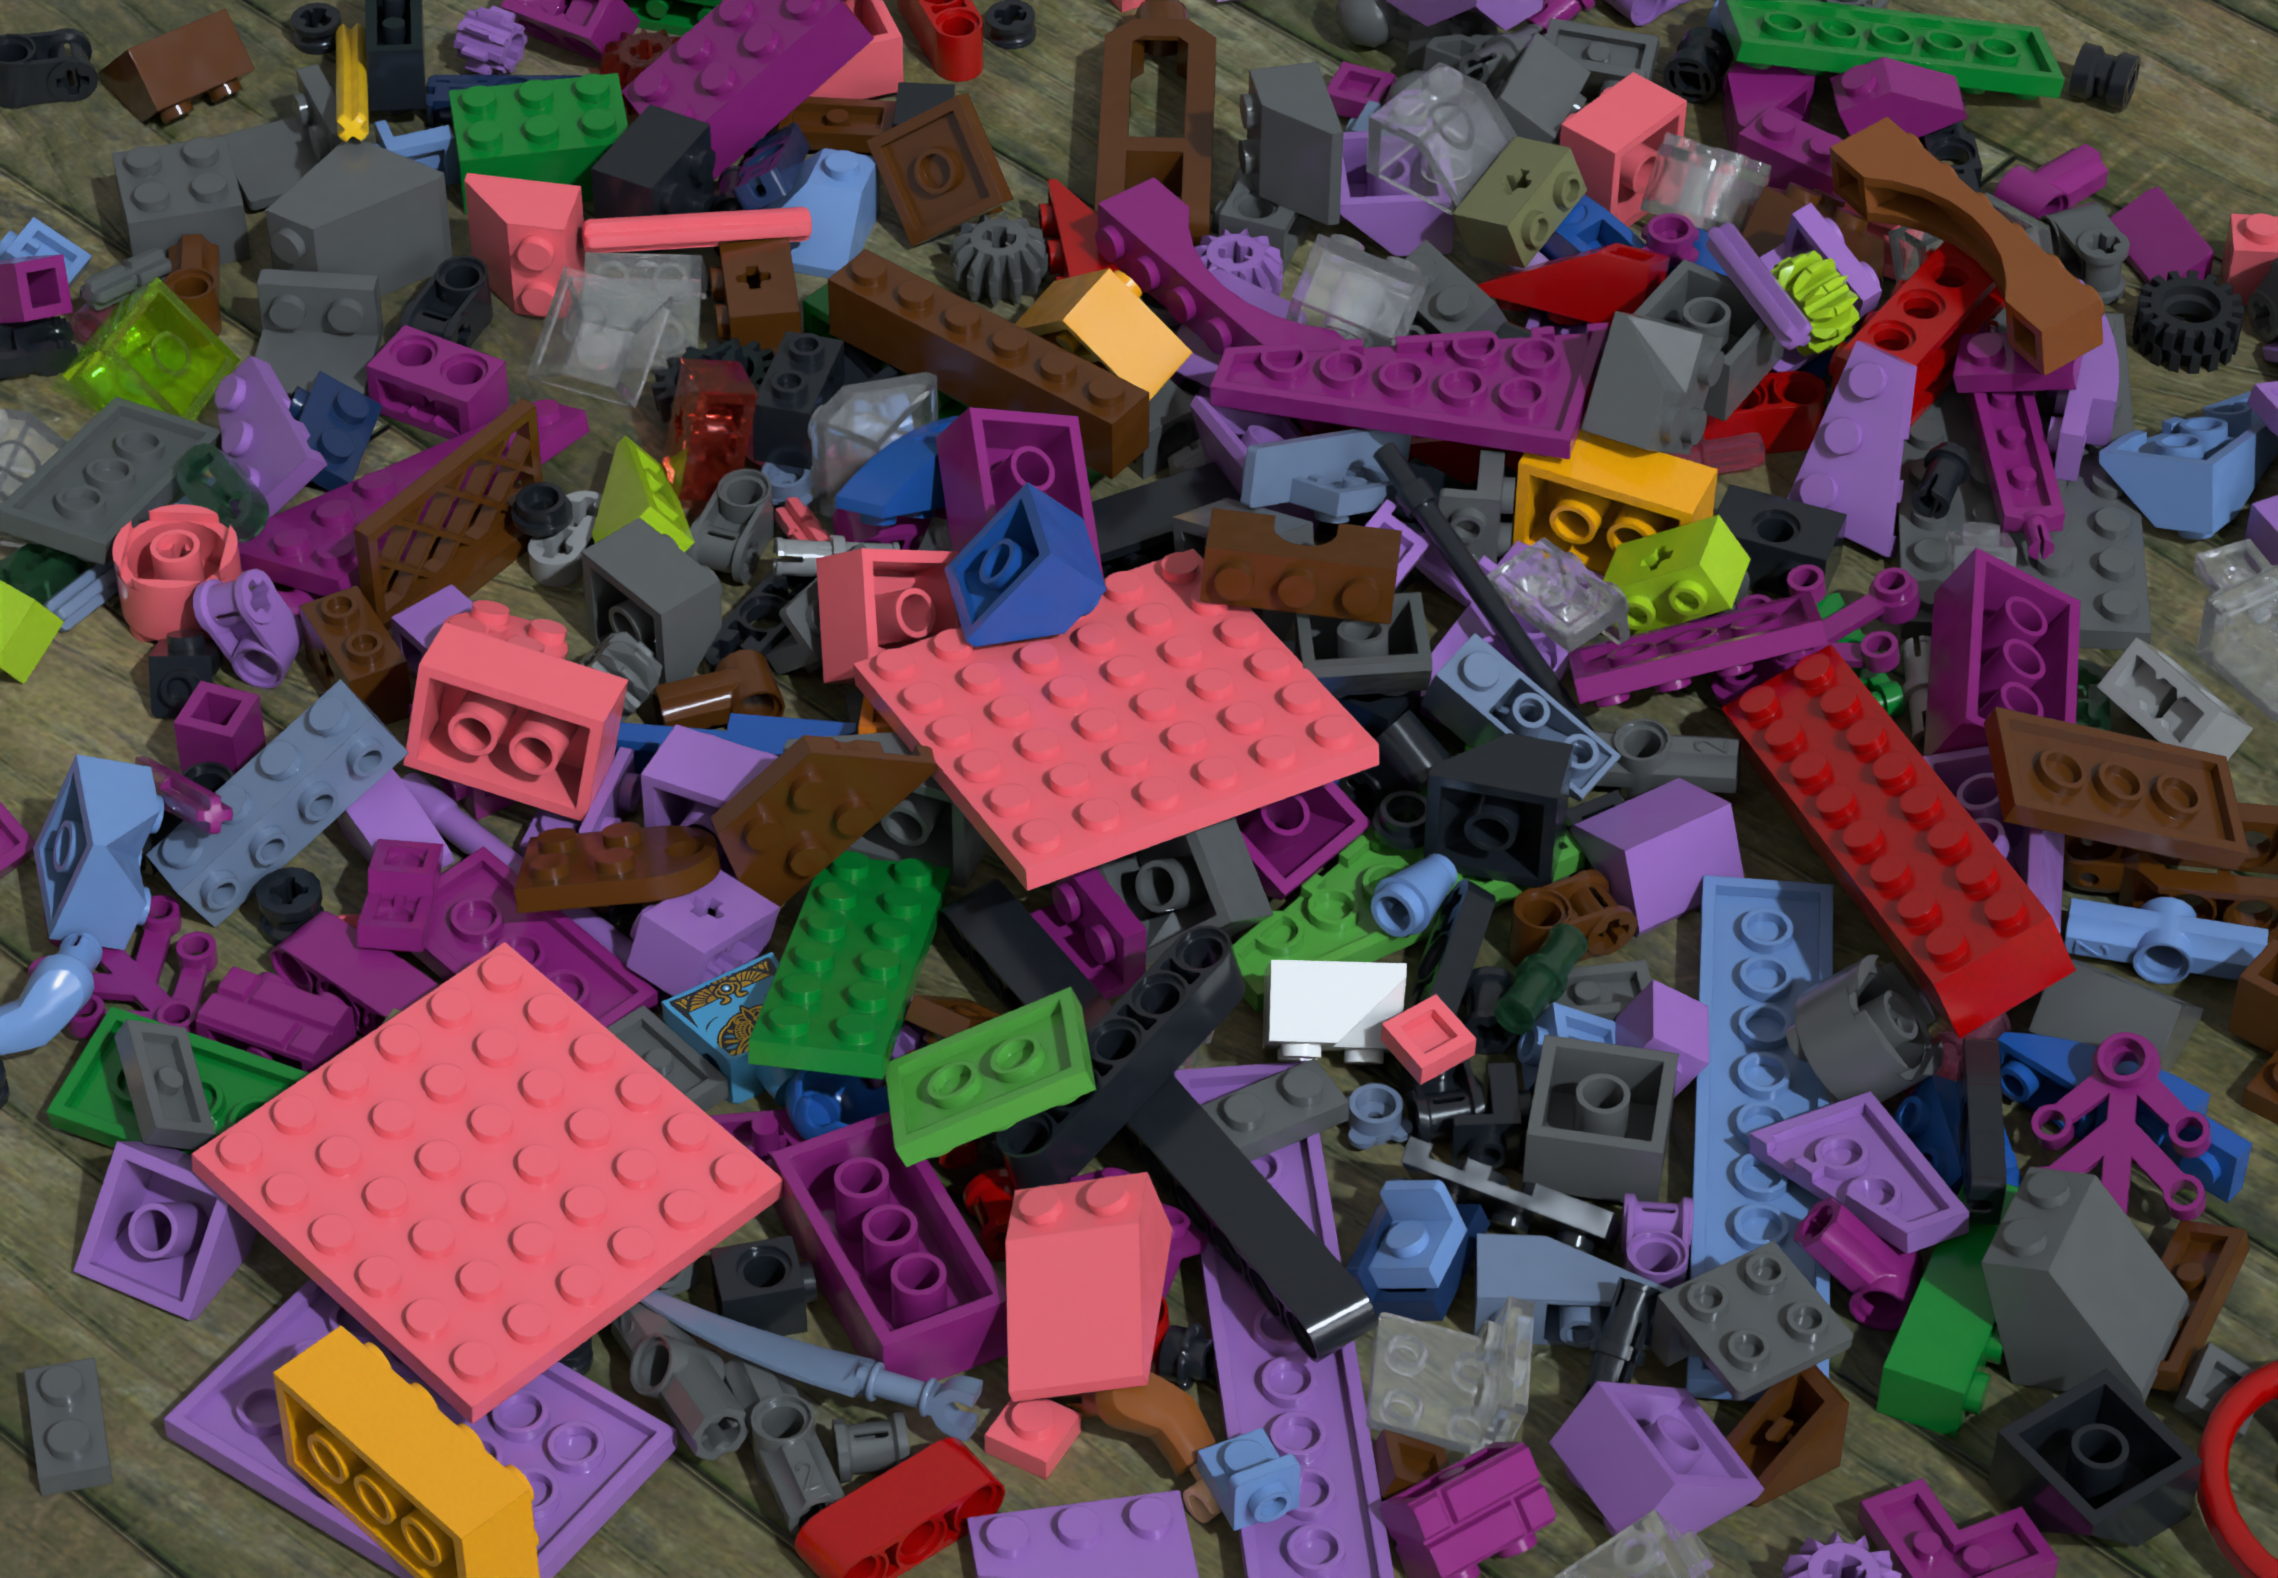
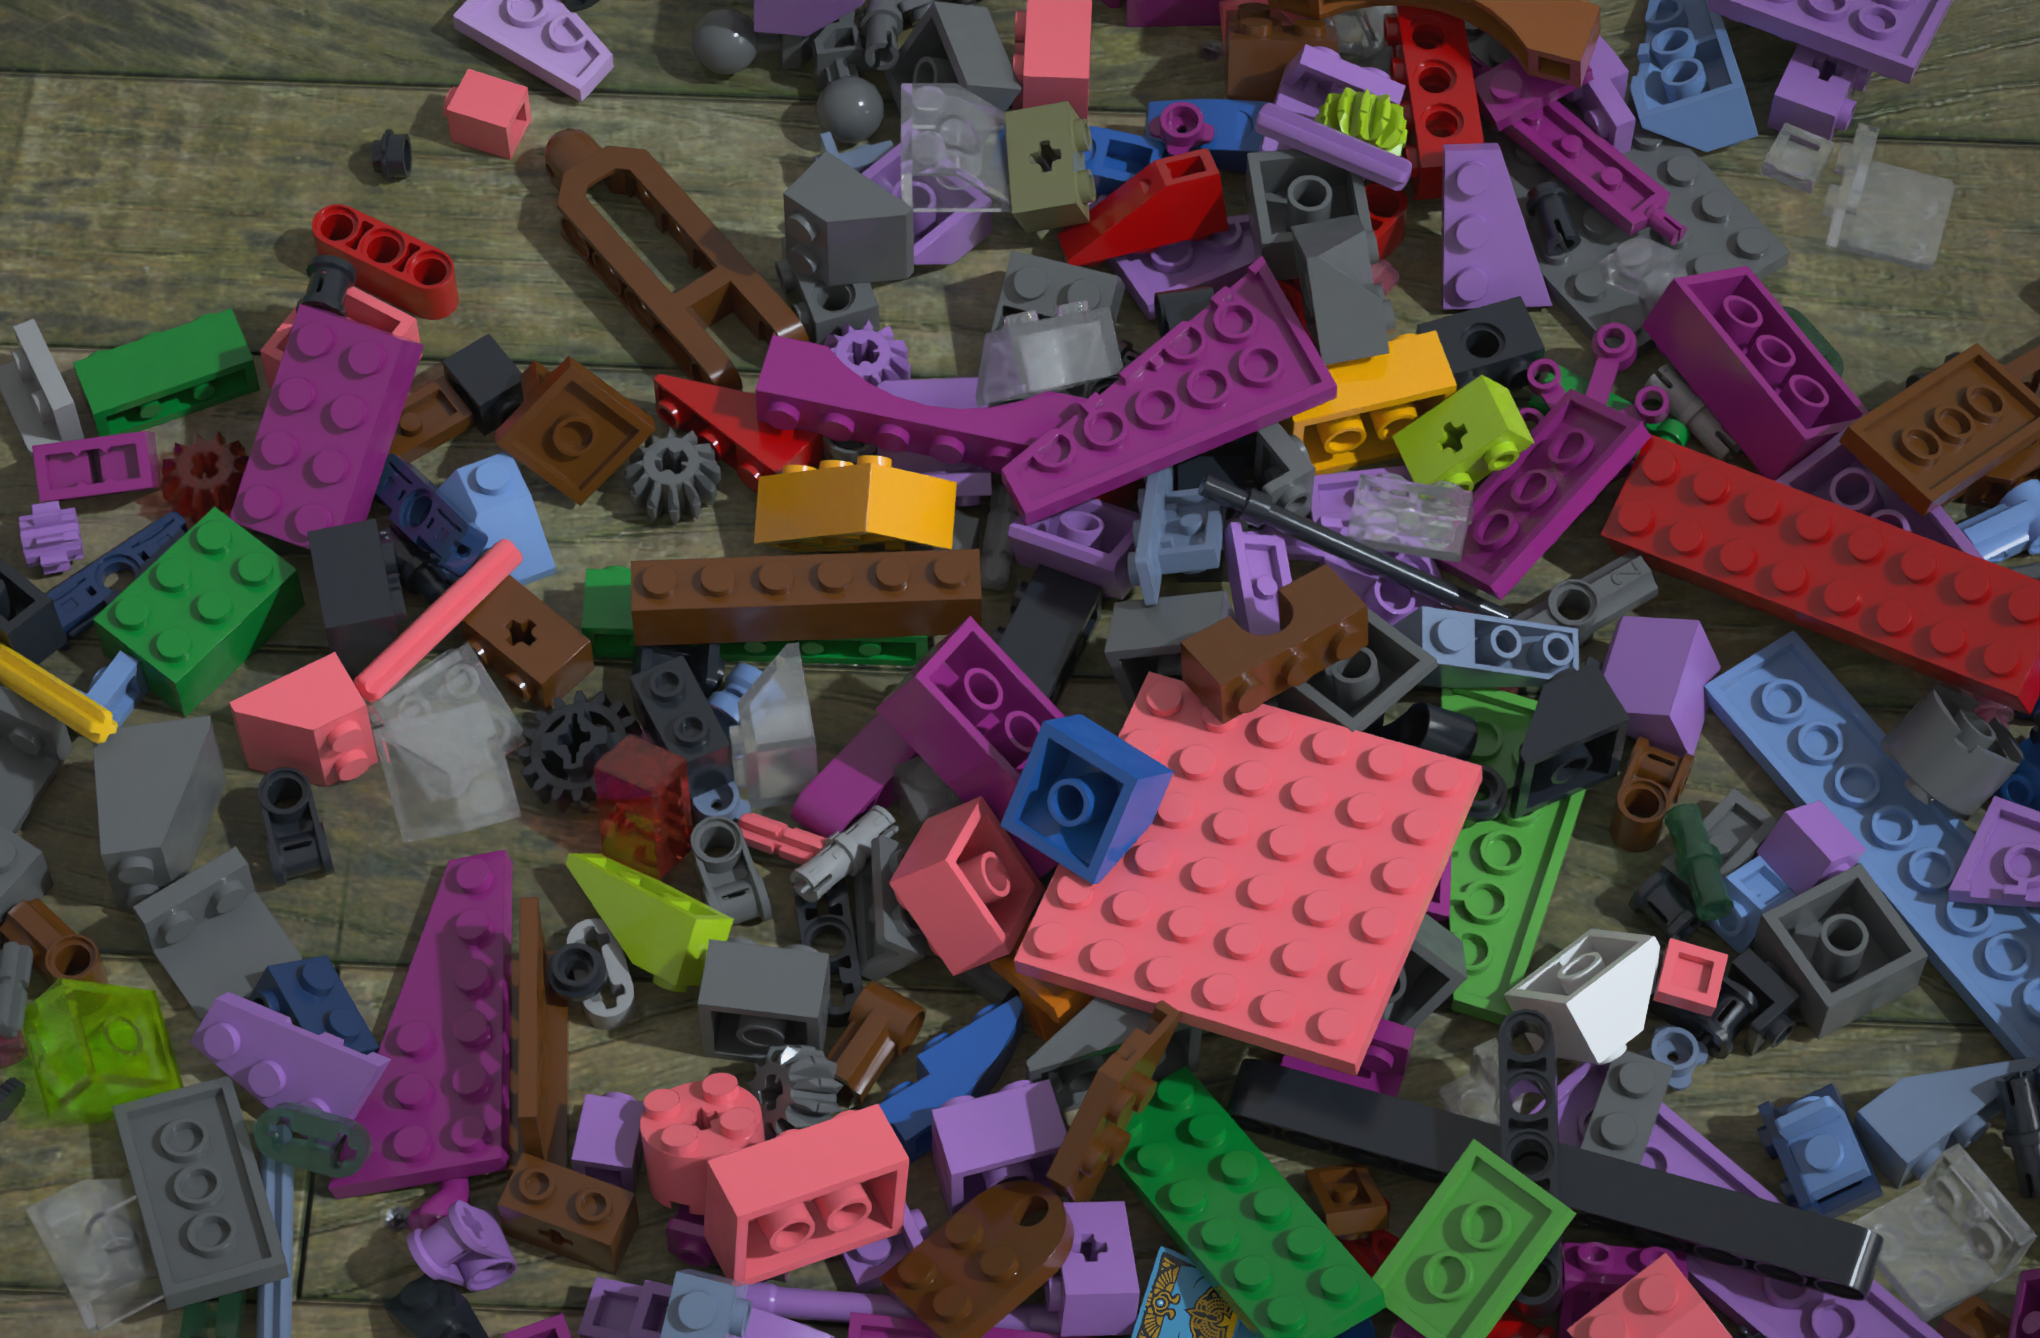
camera: 40 degrees left, 15 degrees up
(165, 562) = (359, 1271): coral brick -> none
(437, 383) = (360, 920): magenta brick -> none
(898, 479) = (859, 739): blue slope -> none
(1011, 24) = (455, 223): black bush -> none
(1355, 86) = (783, 124): magenta plate -> none
(1413, 895) = (1548, 854): medium blue cone -> none
(1453, 946) = (1611, 852): black beam -> none
(1535, 1206) = (1839, 1062): black wing -> none
(1657, 1239) = (1953, 1018): medium lavender piece -> none
(1704, 183) = (1152, 57): clear brick -> none
(2172, 702) = (1876, 312): light grey brick -> none

